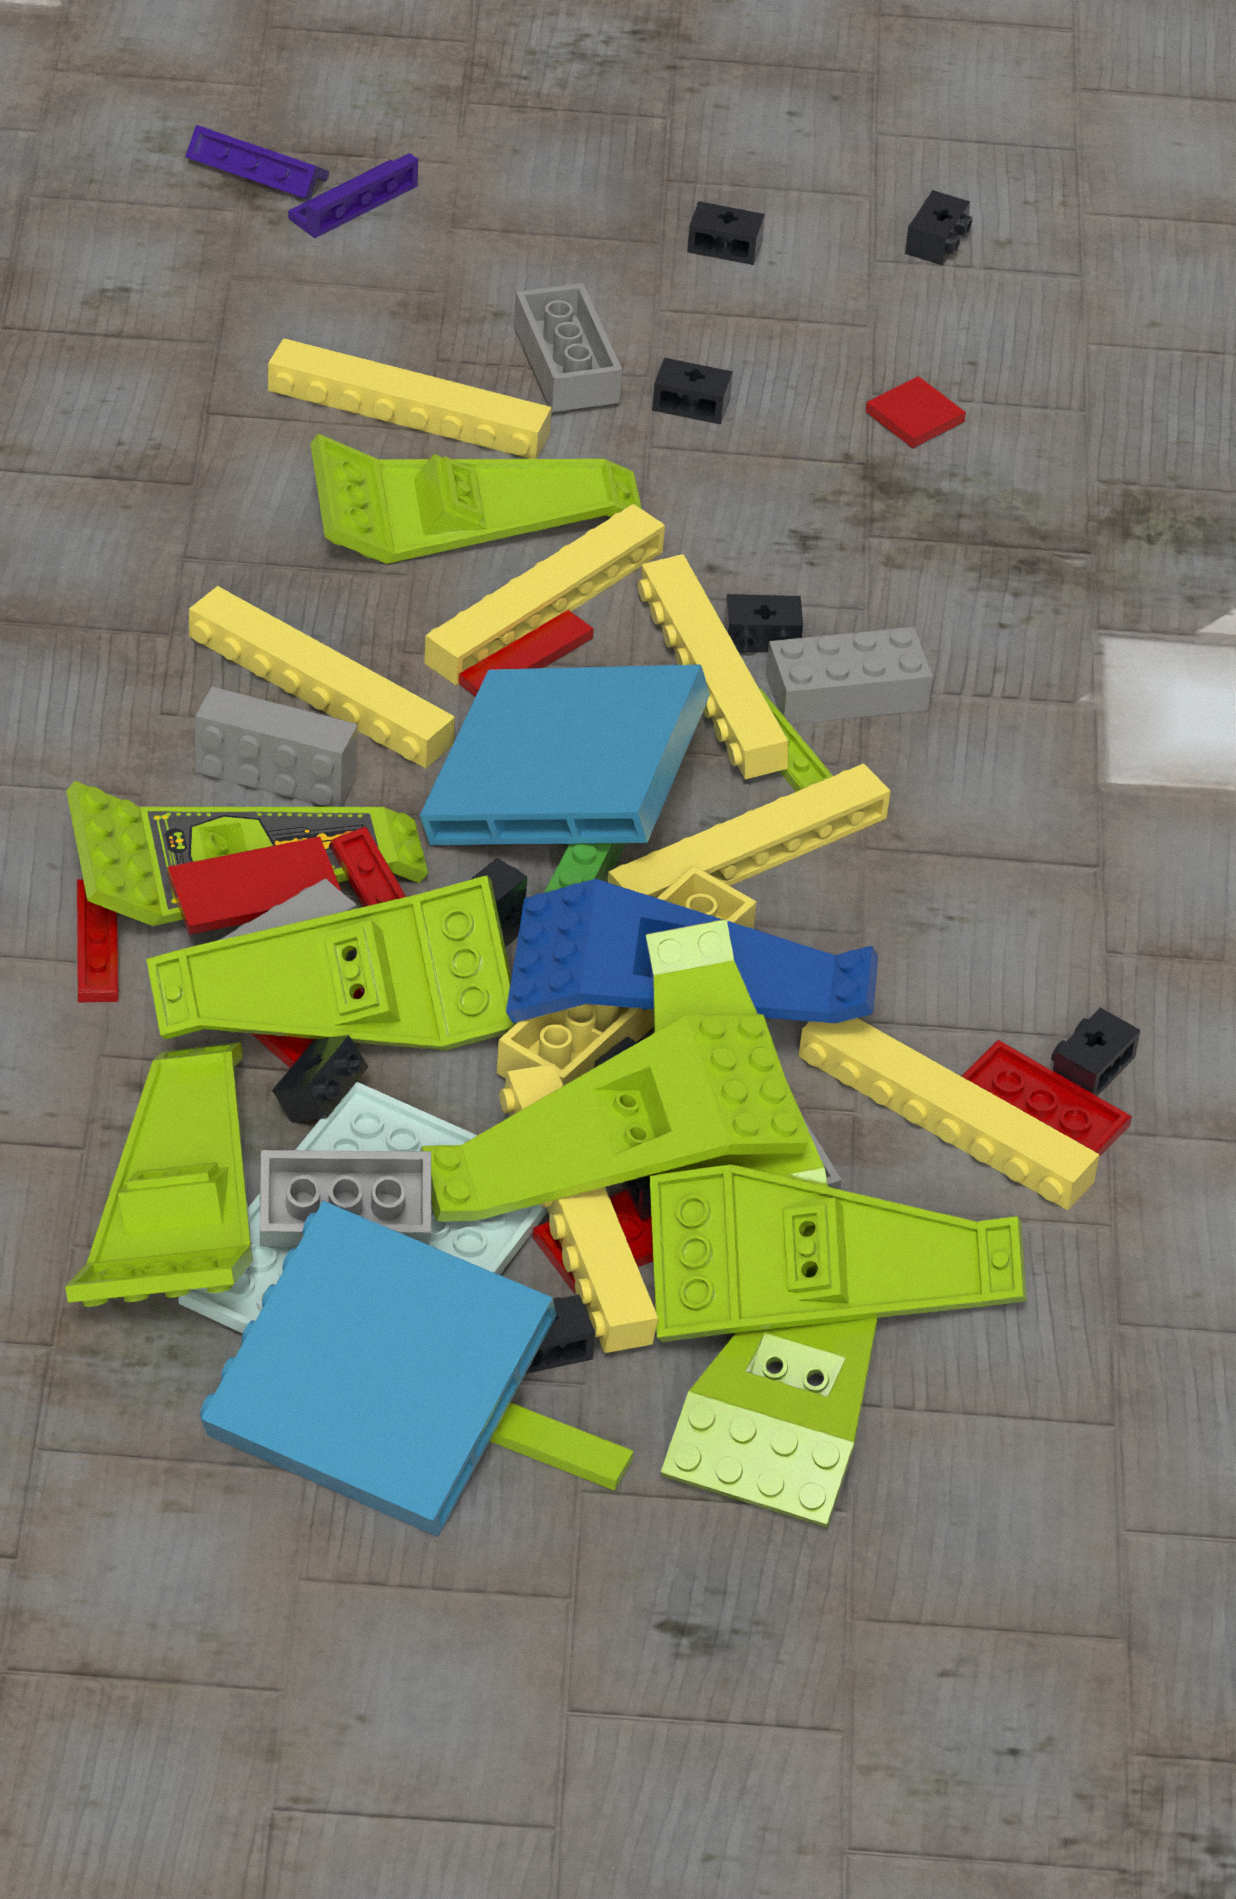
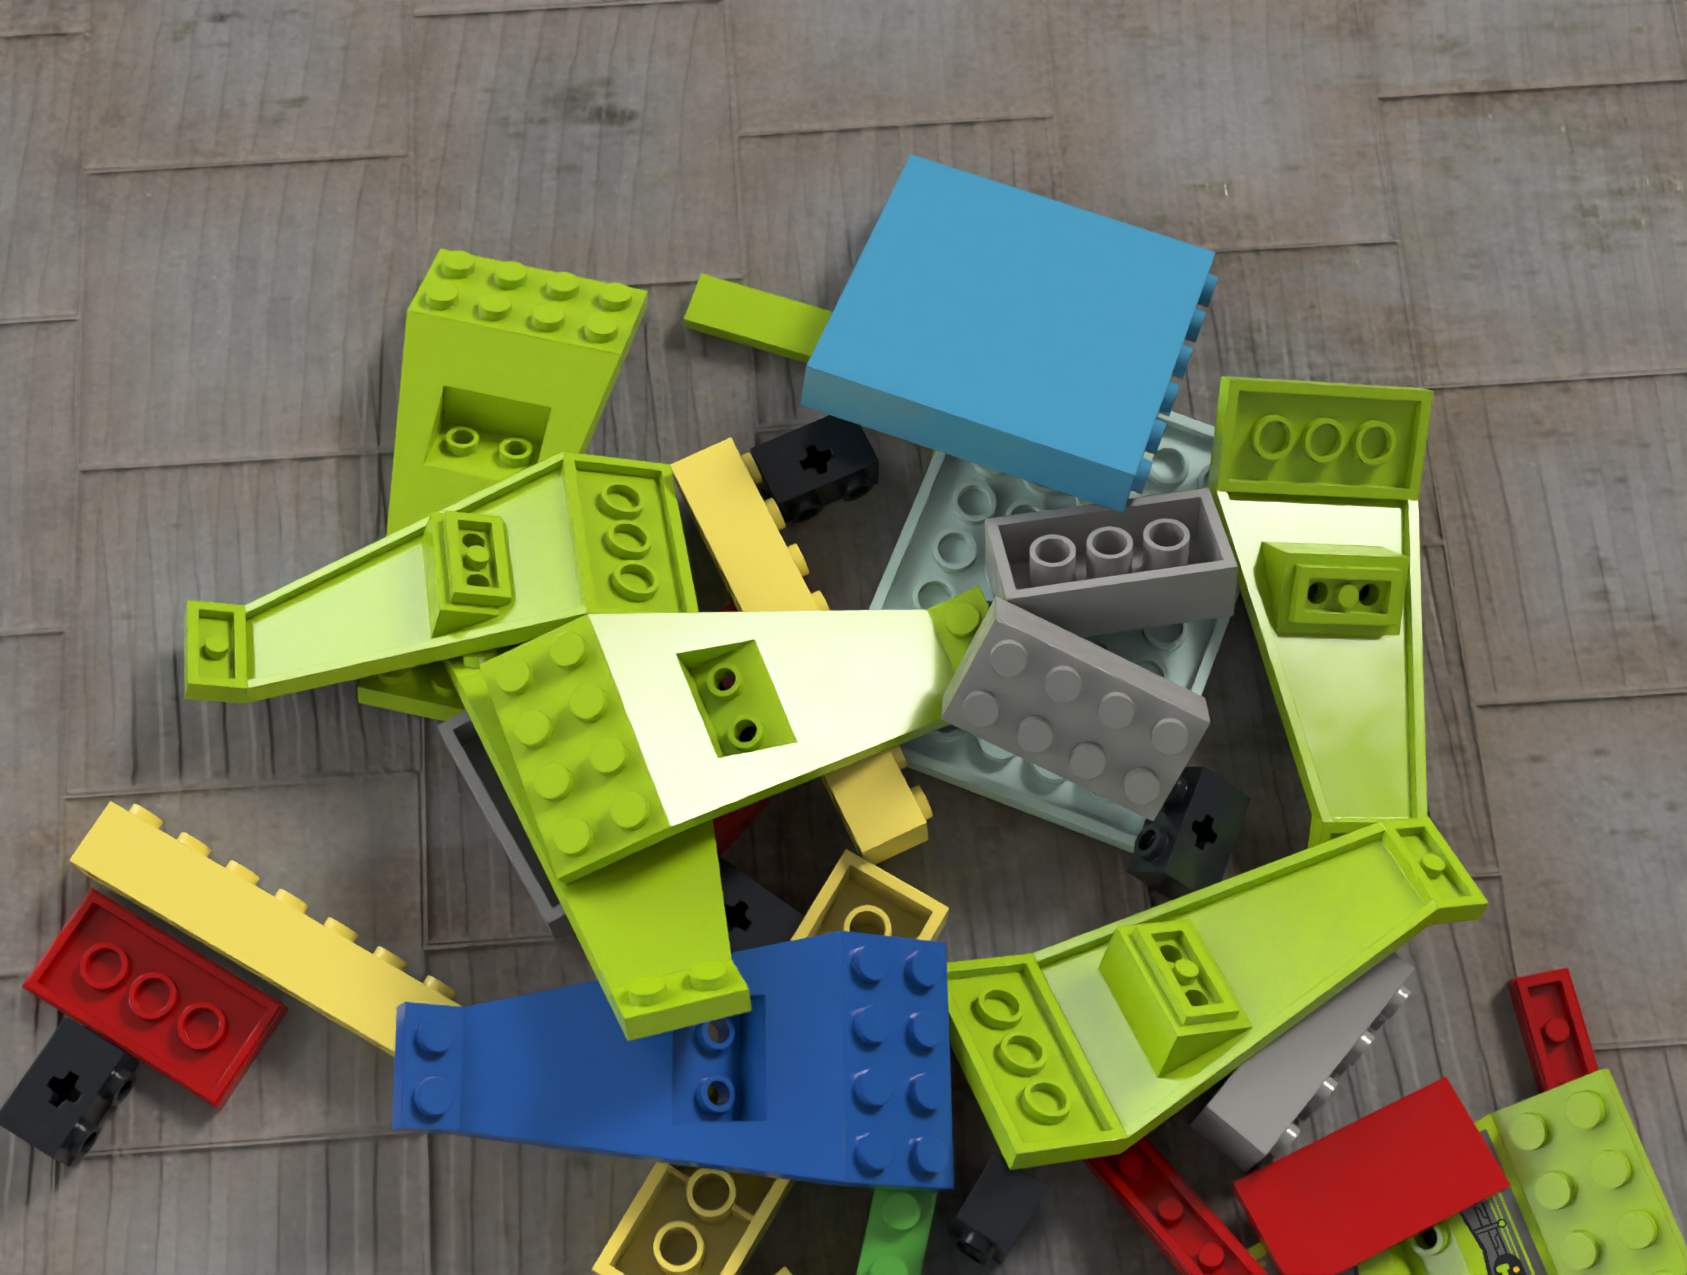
camera: 175 degrees right, 25 degrees up
(394, 1104) = (1075, 709): none -> light grey brick

